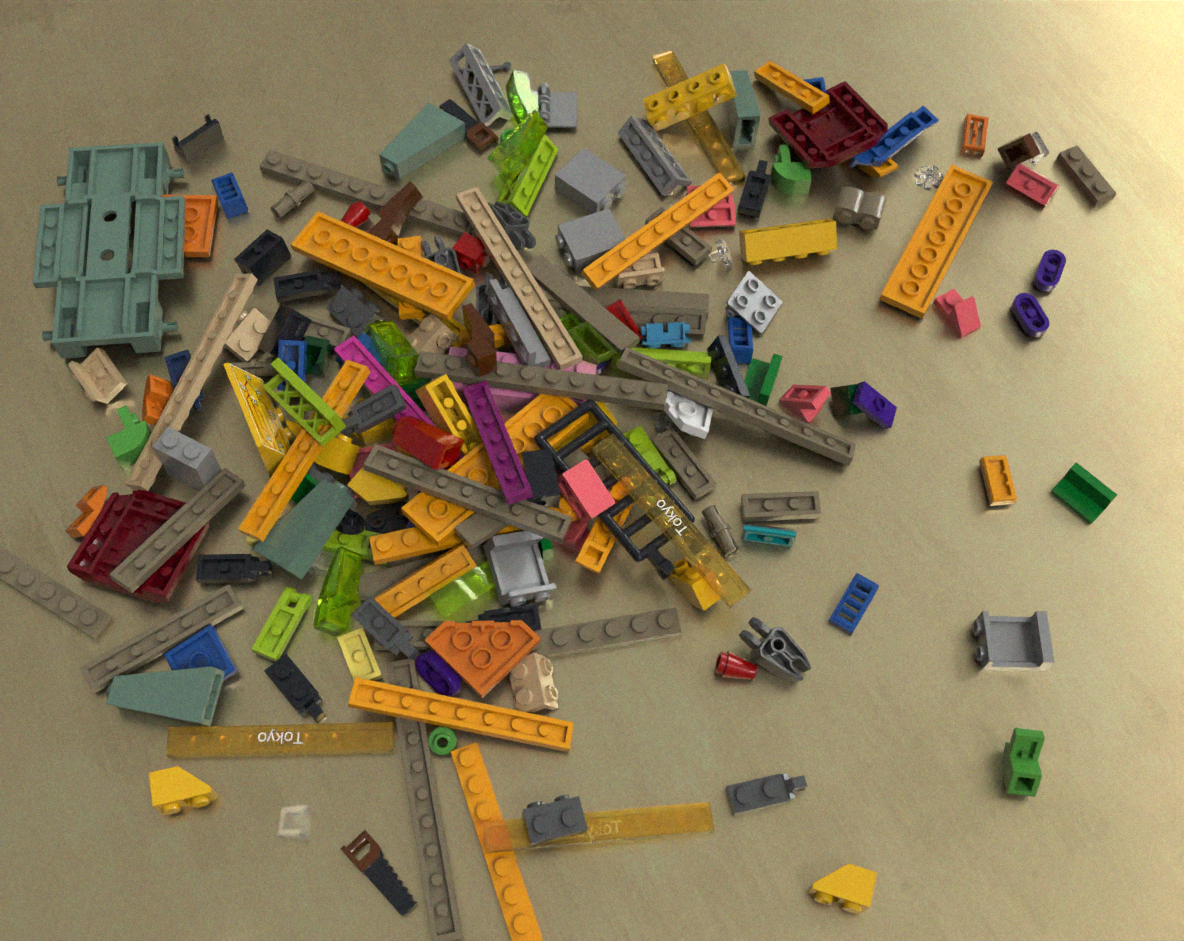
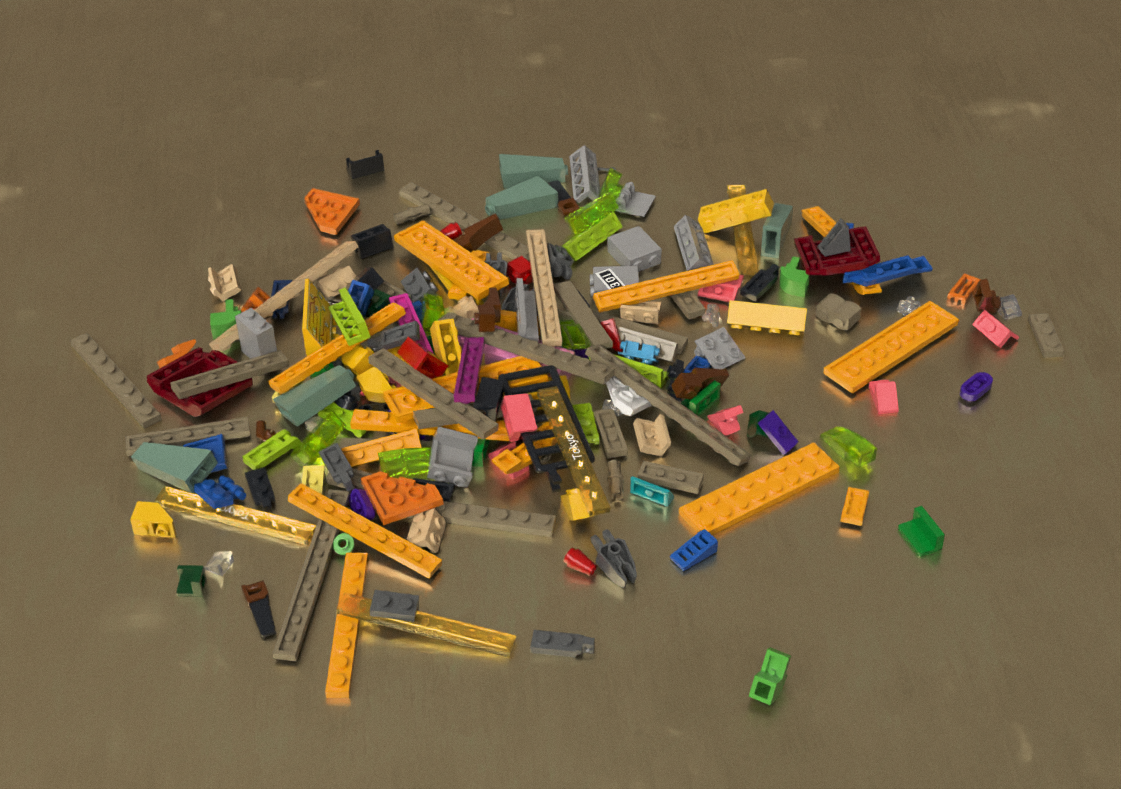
camera: 25 degrees right, 20 degrees down
(98, 297) = (256, 237): sand green piece -> none
(230, 196) = (369, 203): blue slope -> none
(231, 568) = (254, 410): black hinge -> none
(241, 720) = (221, 493): none -> blue plate
(258, 600) = (261, 432): none -> reddish brown arm
(273, 867) = (191, 580): none -> dark green panel
(306, 285) = (393, 263): black hinge -> none
(407, 94) = (520, 168): none -> sand green slope
(589, 240) = (609, 279): none -> sticker
(735, 452) = (652, 436): none -> tan bracket
(756, 364) = (689, 384): none -> reddish brown slope
(824, 112) = (836, 240): none -> dark grey slope
(847, 886) = (588, 712): yellow slope -> none
(883, 491) = (759, 490): none -> light orange plate
(955, 395) = (850, 445): none -> clear neon green slope
(1014, 642) = (807, 608): light grey panel -> none
(1031, 315) = (942, 410): dark purple plate -> none

